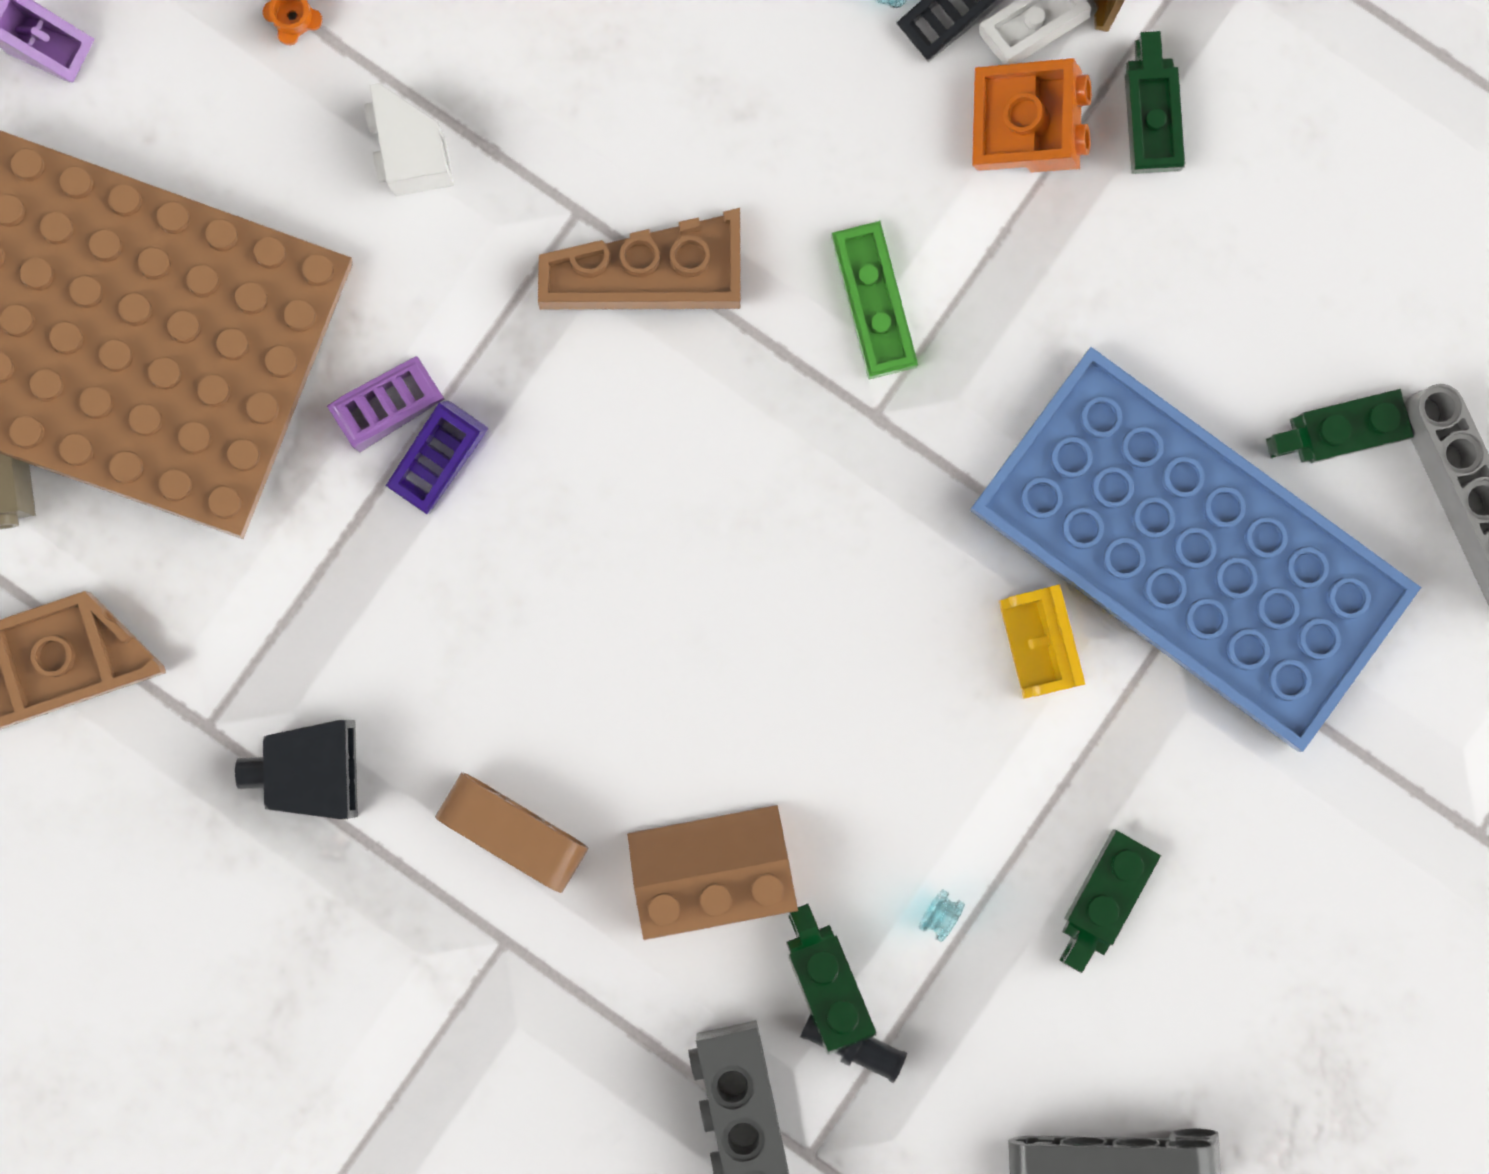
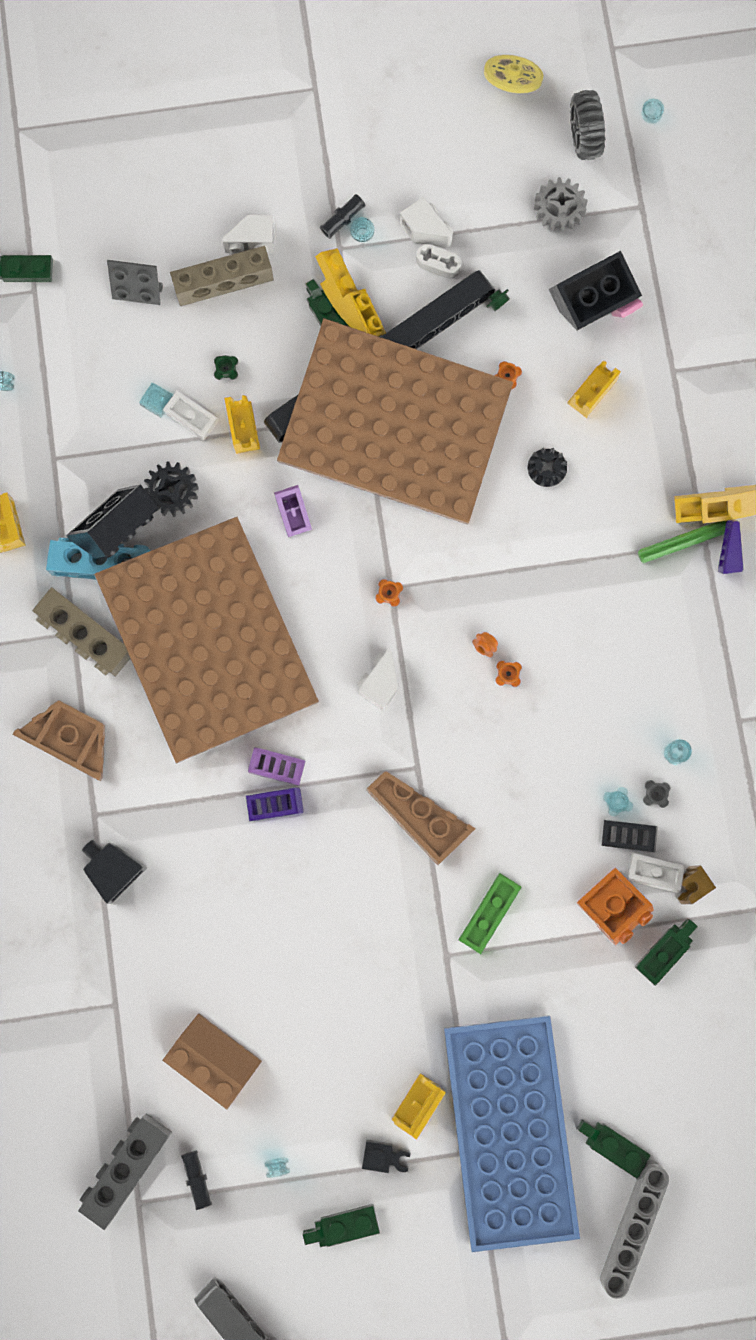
camera: 50 degrees right, 5 degrees down
(511, 832) = (158, 969): medium nougat beam -> none
(827, 983) = (210, 1147): dark green hinge -> none
(1060, 760) = (379, 1157): none -> black plate

